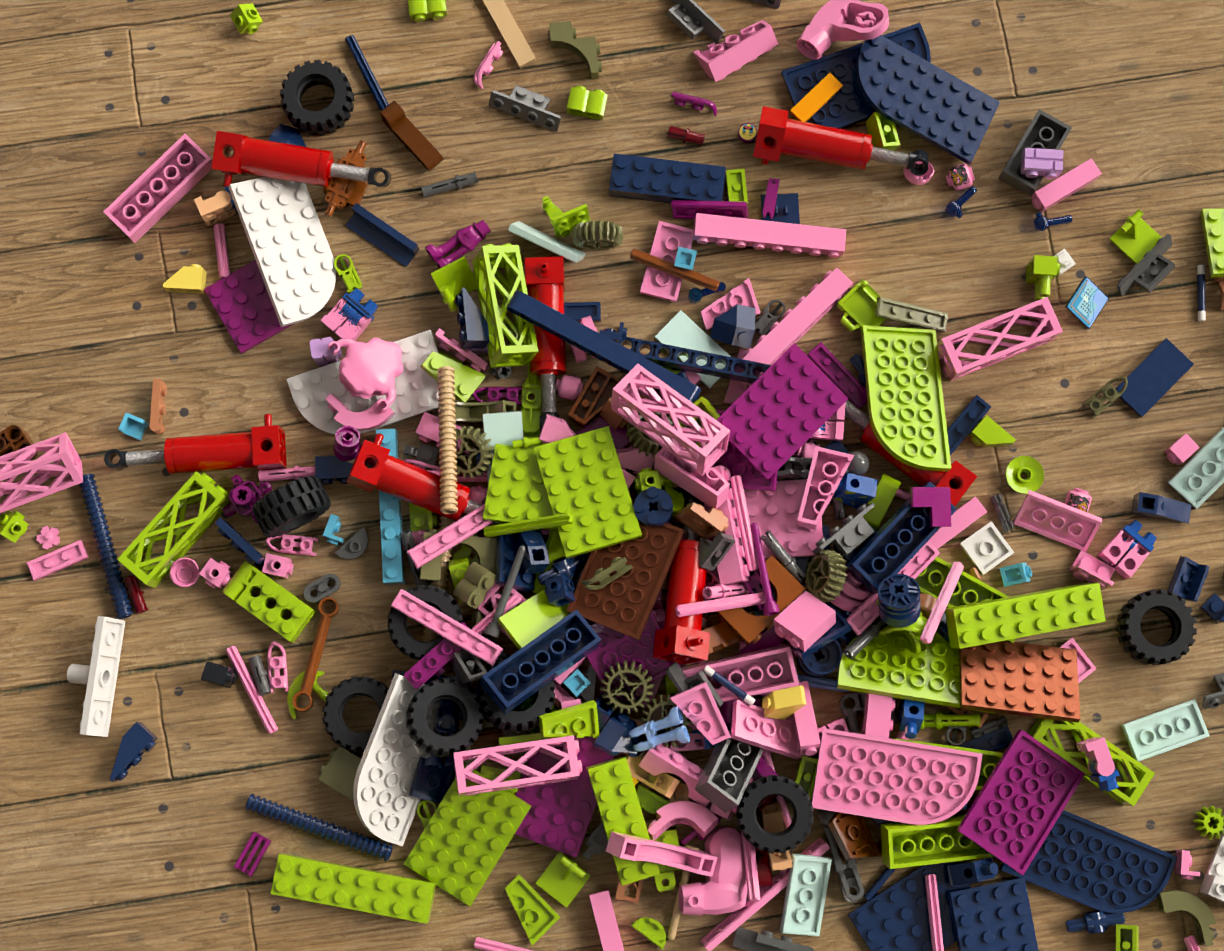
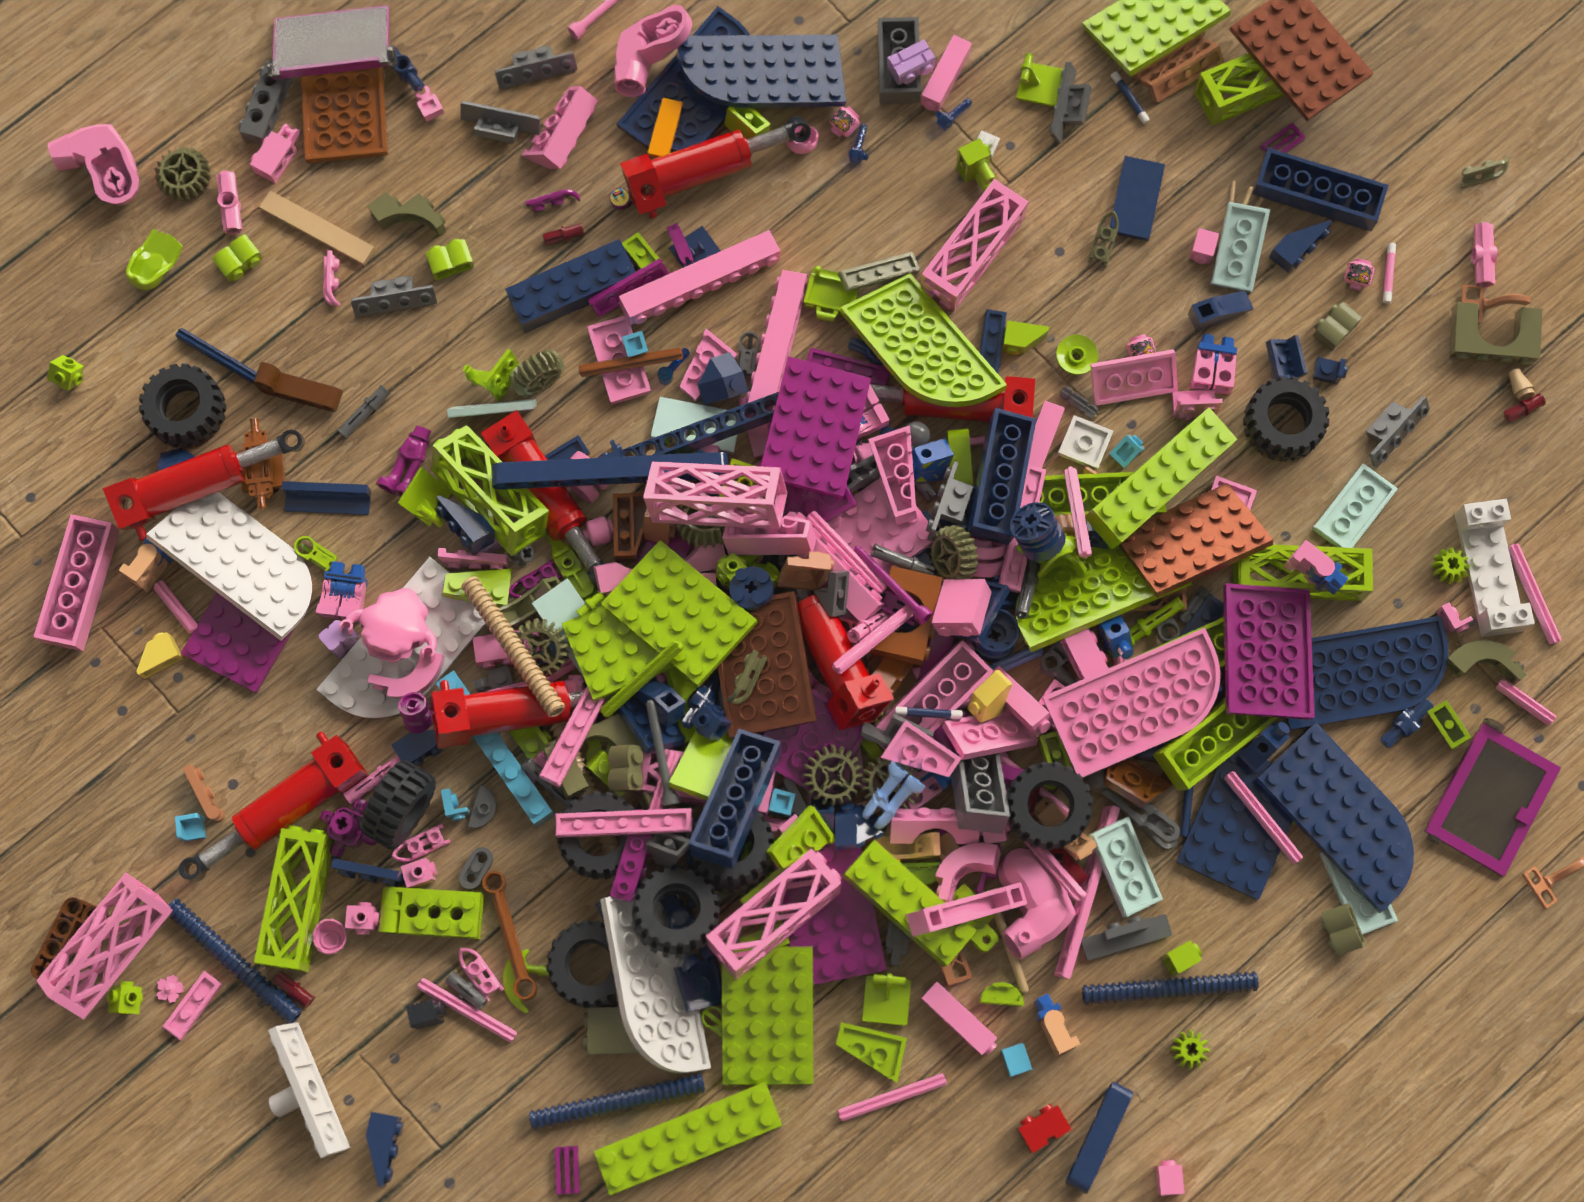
camera: 30 degrees left, 5 degrees down
(937, 500) = (1012, 420): magenta tile -> none
(1086, 302) = (1032, 166): piece -> none

